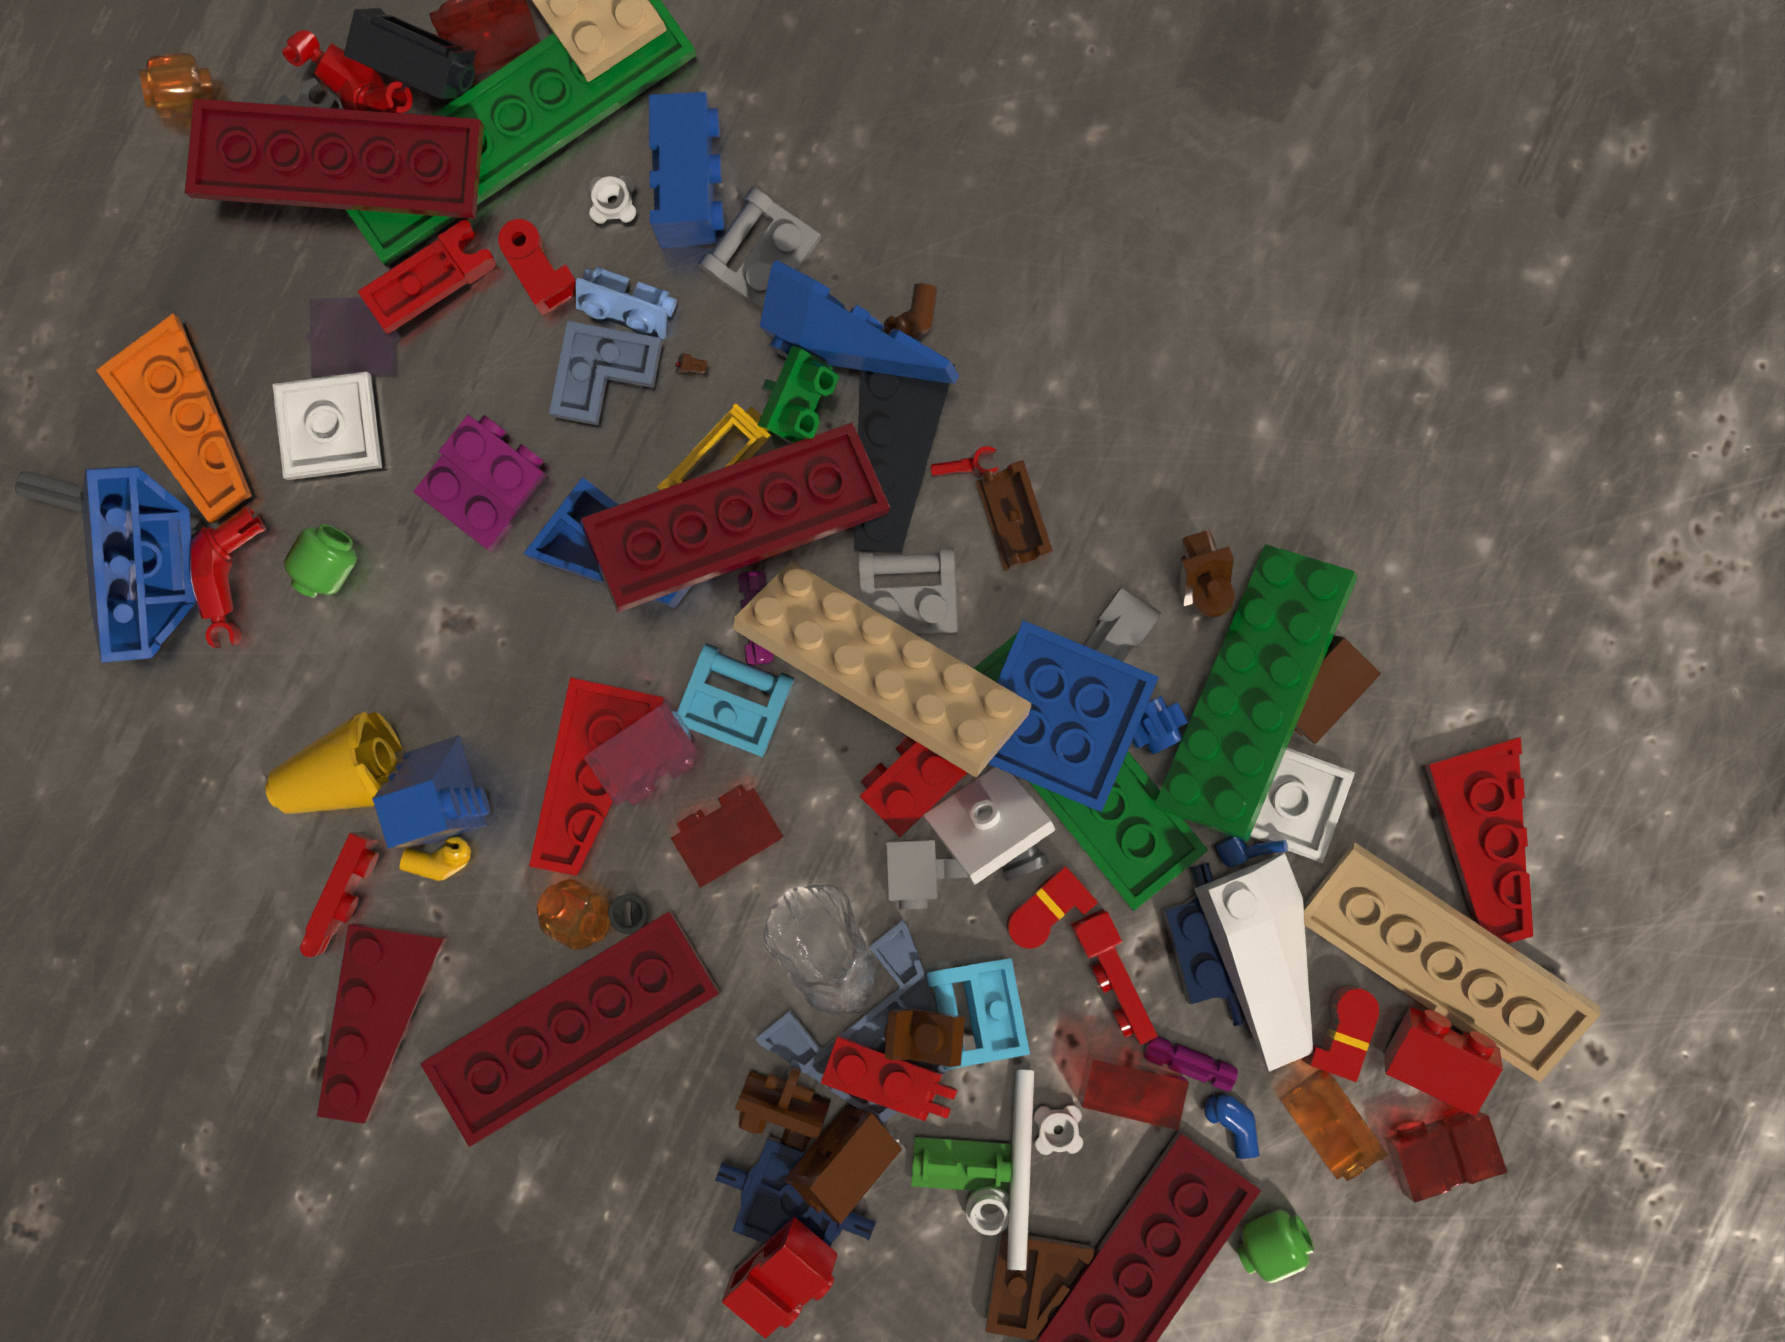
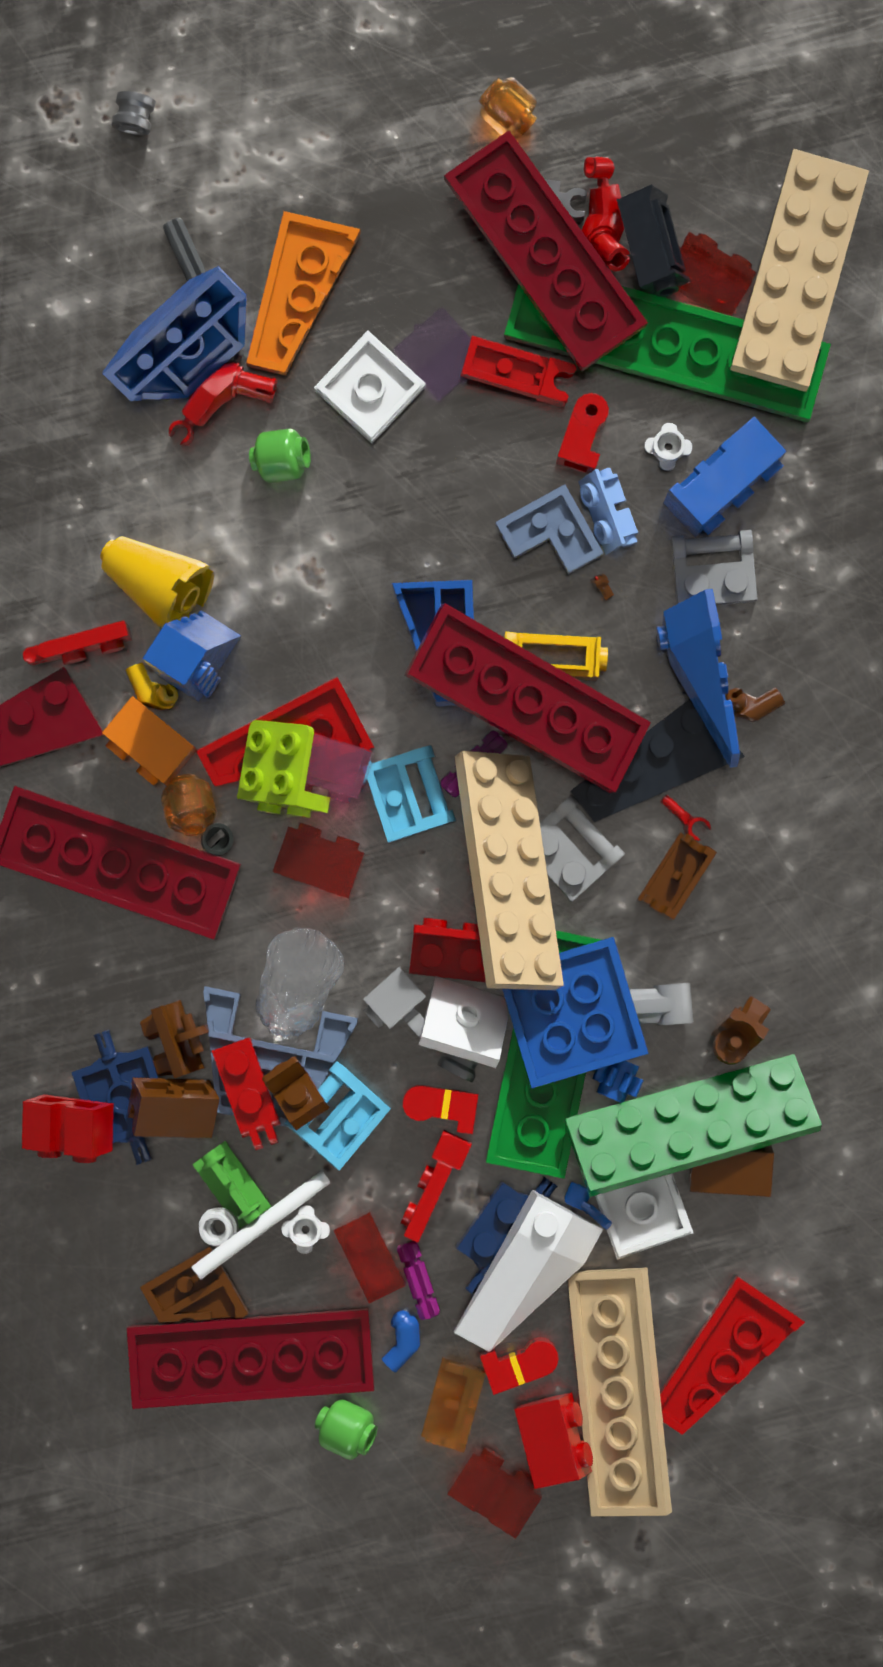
camera: 50 degrees right, 0 degrees up
(482, 481) = (416, 515): magenta plate -> none
(484, 903) = (149, 742): none -> orange brick
(608, 804) = (277, 769): none -> lime bracket
(796, 395) = (637, 672): green hips -> none

